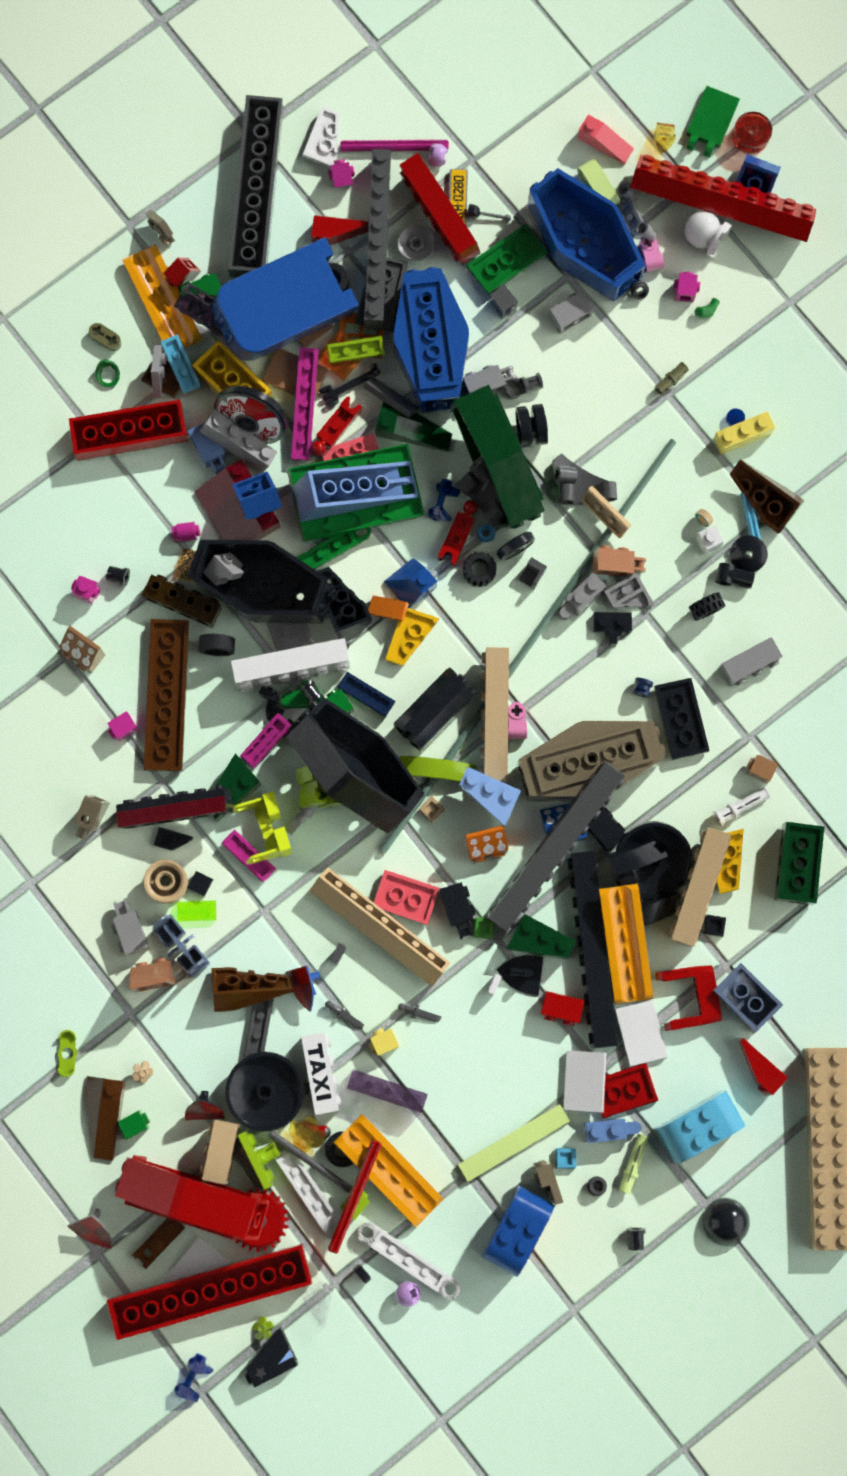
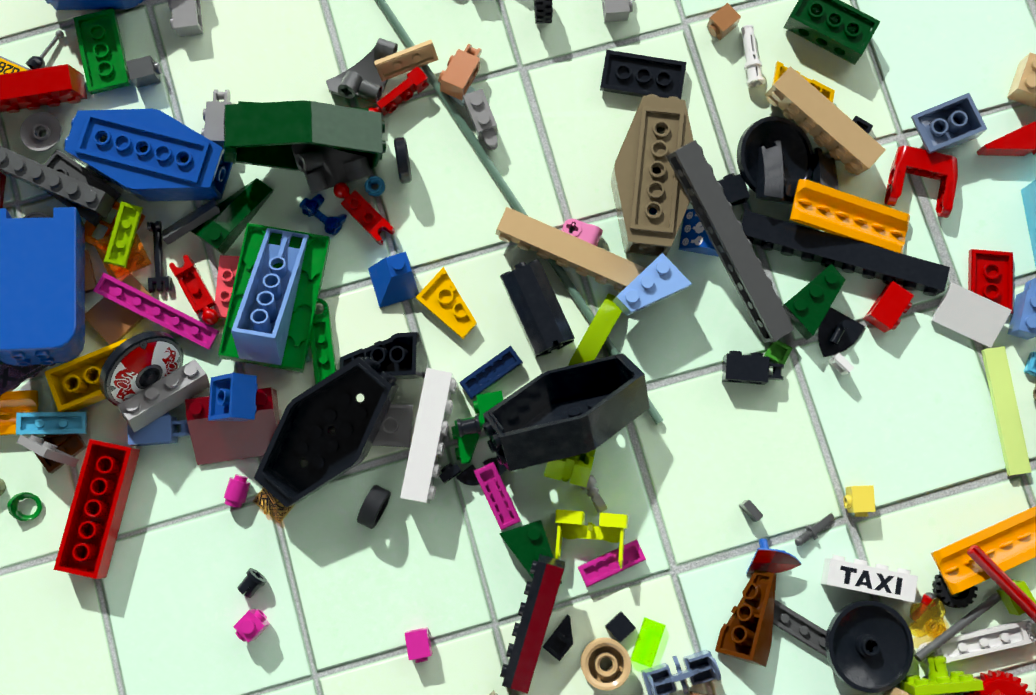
camera: 65 degrees left, 0 degrees up
(81, 649) = (315, 657): medium nougat slope -> none
(166, 695) = (404, 582): reddish brown plate -> none
(182, 601) = (305, 529): dark brown brick -> none
(223, 568) = (295, 466): light grey brick -> none
(379, 927) = (740, 456): tan brick -> none
(387, 1091) = (912, 516): clear purple brick -> none
(388, 608) = (410, 313): orange tile -> none
(406, 897) = (718, 417): coral plate -> none
(419, 1013) = (838, 455): dark grey piece -> none
(431, 809) = (637, 353): tan tile -> none
(479, 557) = (409, 194): black tyre -> none
(486, 844) = (695, 313): orange slope -> none
(524, 385) = (240, 85): dark grey connector -> none
(531, 426) = (284, 87): black wheel -> none
(533, 573) = (436, 156): dark grey panel -> none
(591, 527) = (415, 82): none -> red plate
(612, 624) = (521, 103): black hinge -> none
(628, 593) = (496, 74): light grey wing -> none
(641, 1033) = (940, 241): white tile -> none
(642, 687) = (597, 99): dark blue wheel -> none

